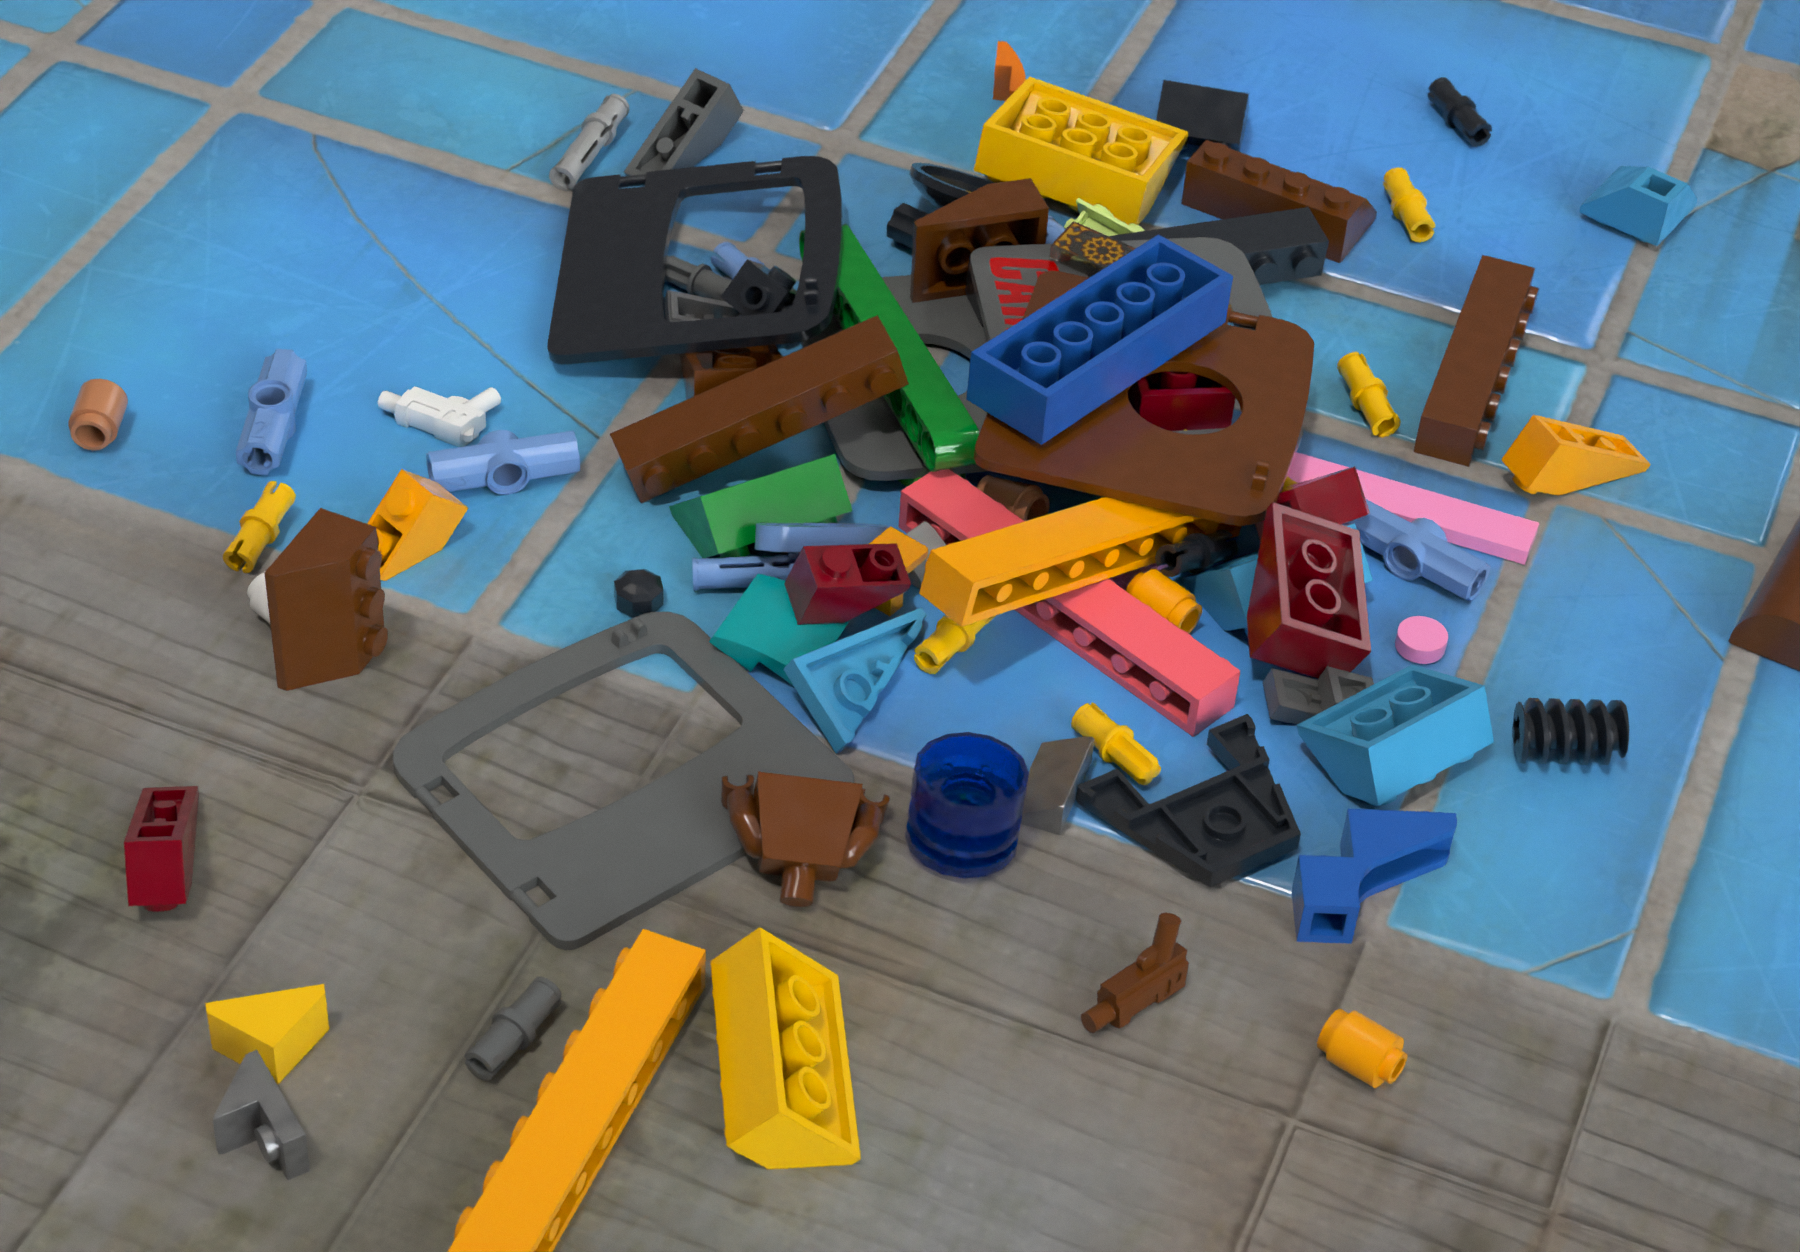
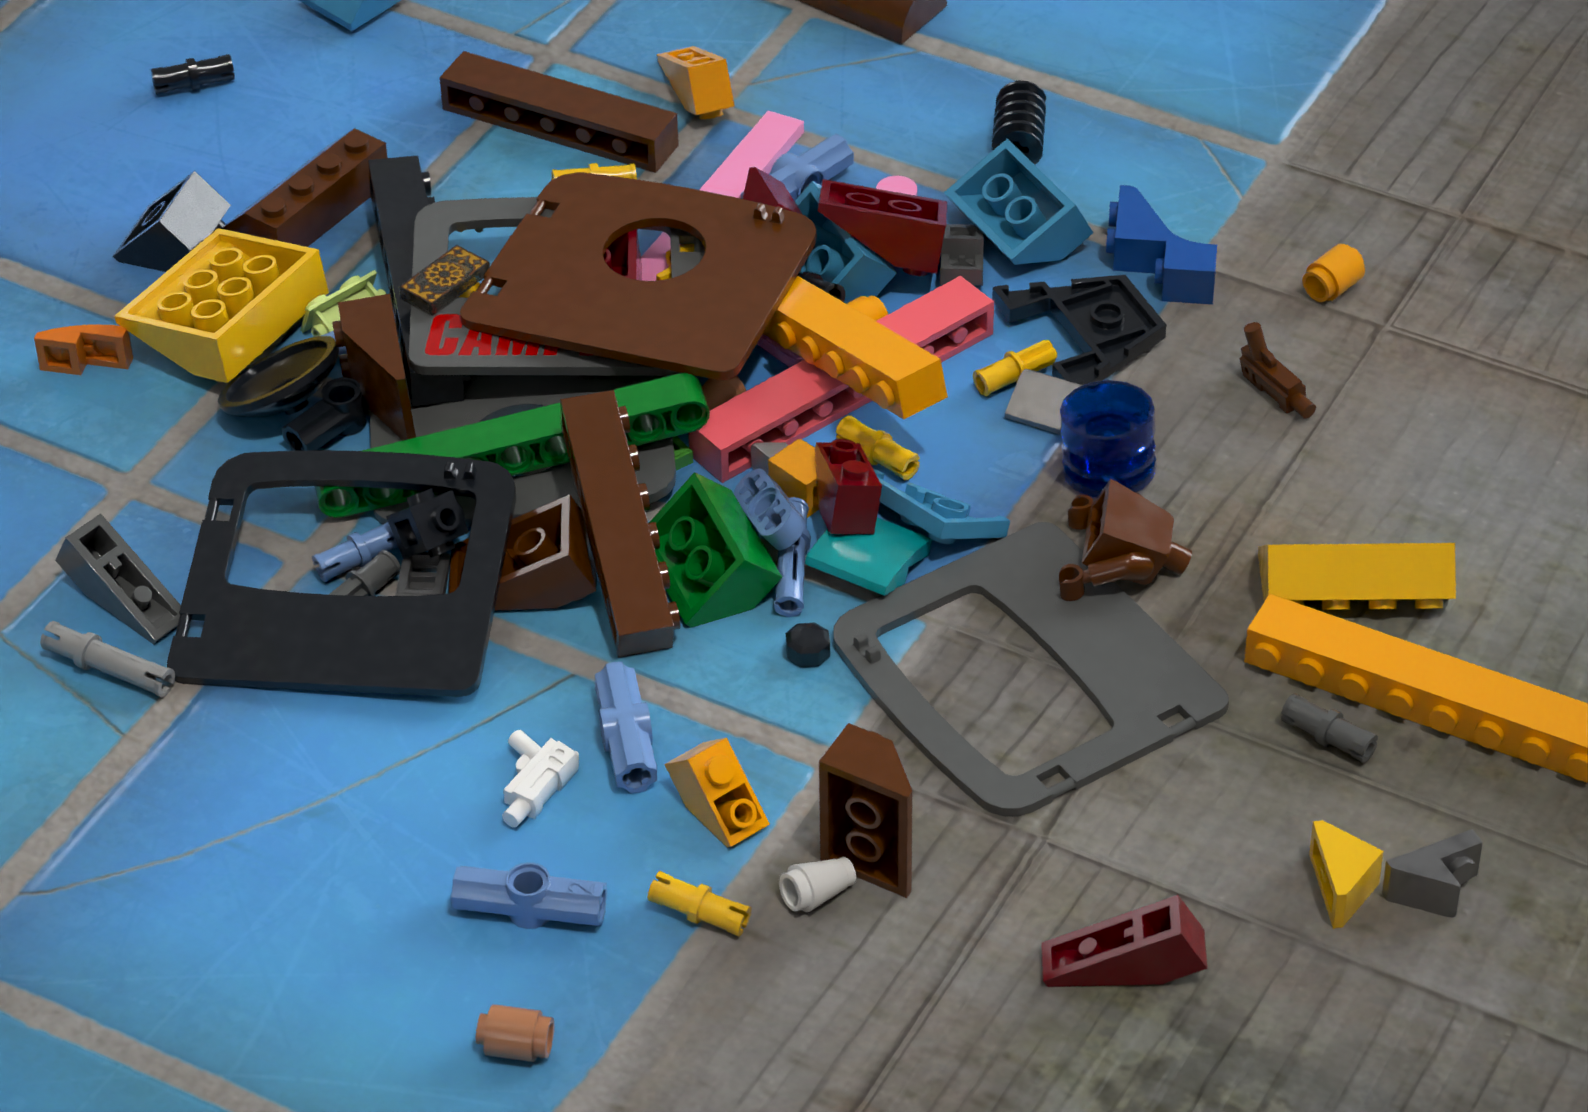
camera: 80 degrees left, 0 degrees up
(1098, 338) = (610, 268): blue brick -> none
(1408, 204) = (327, 122): yellow pin -> none

